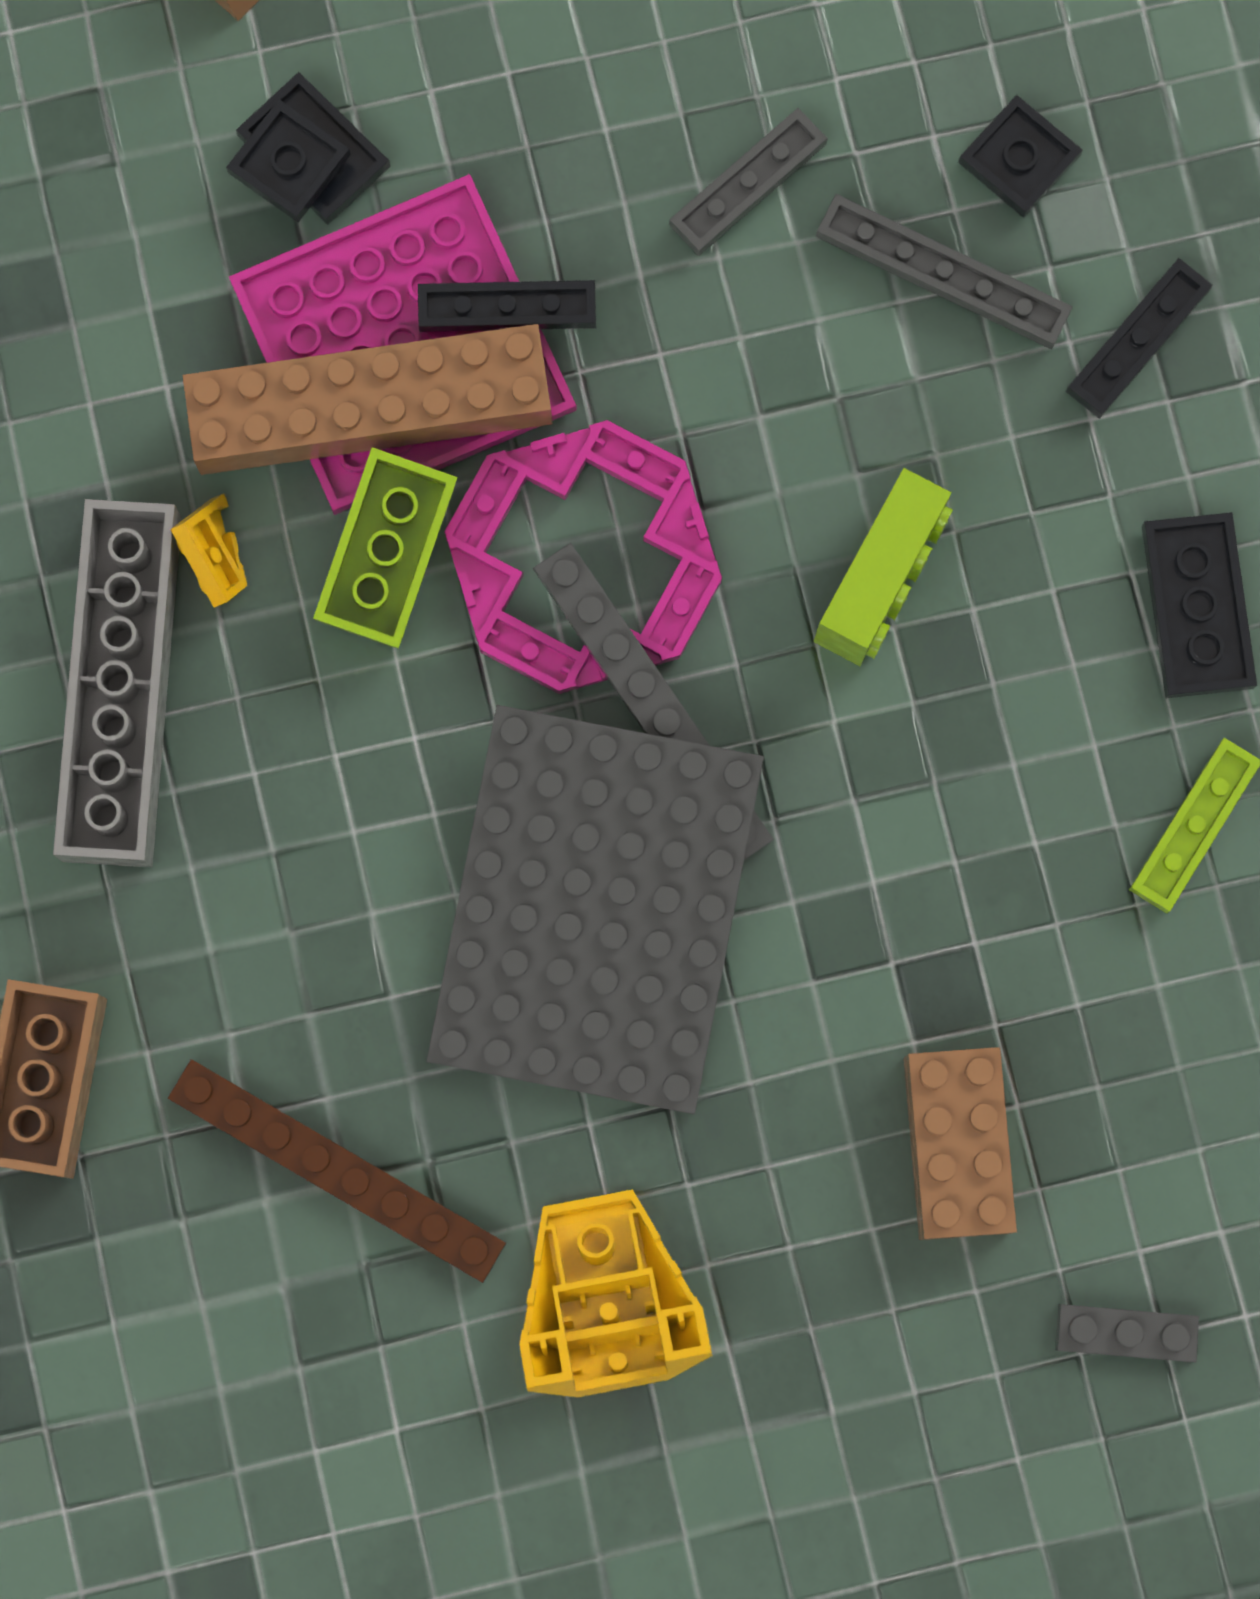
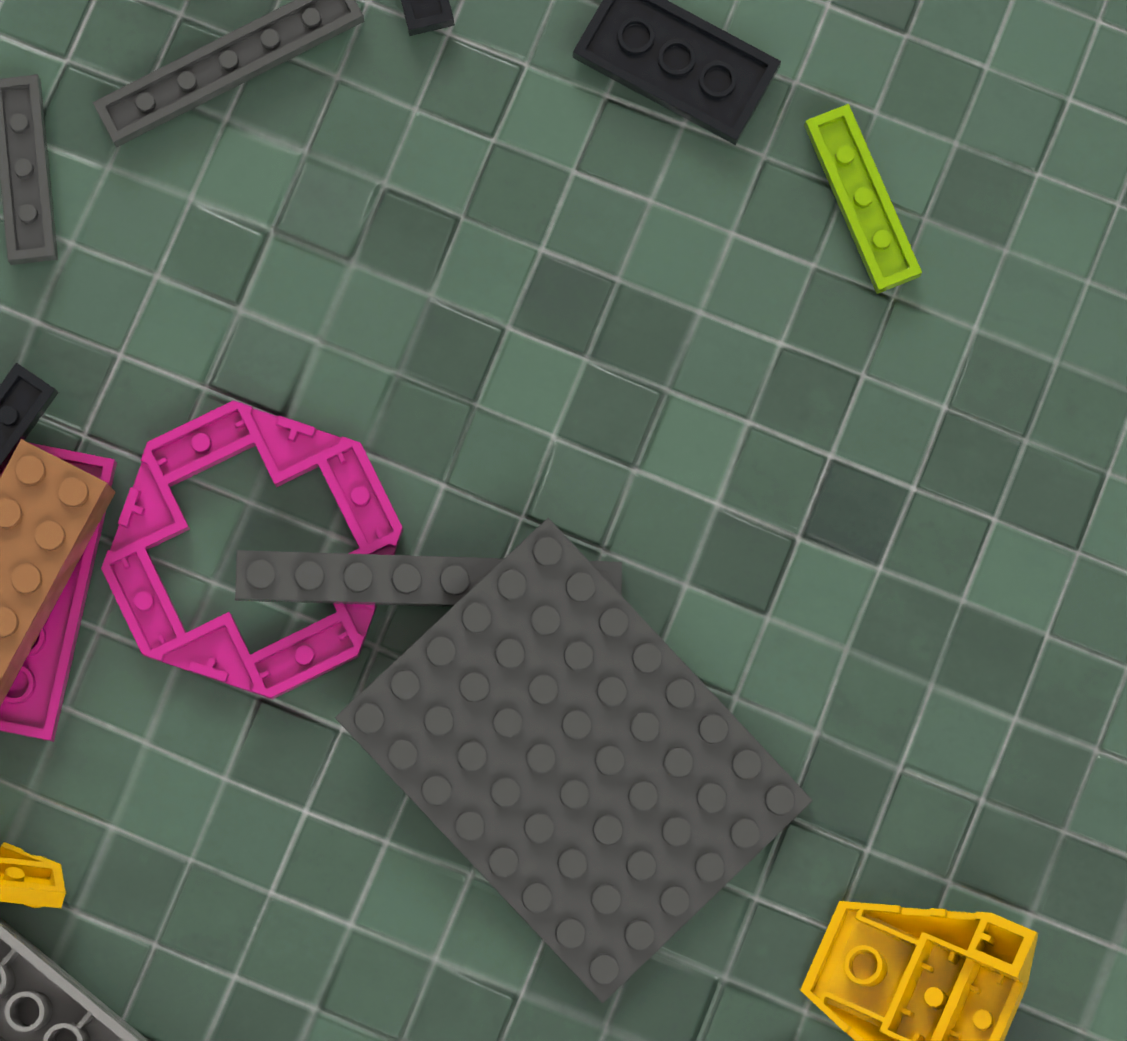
camera: 55 degrees left, 0 degrees up
(385, 548) = (121, 717): lime brick -> none
(887, 558) = (454, 298): lime brick -> none
(959, 1143) = (998, 591): medium nougat brick -> none

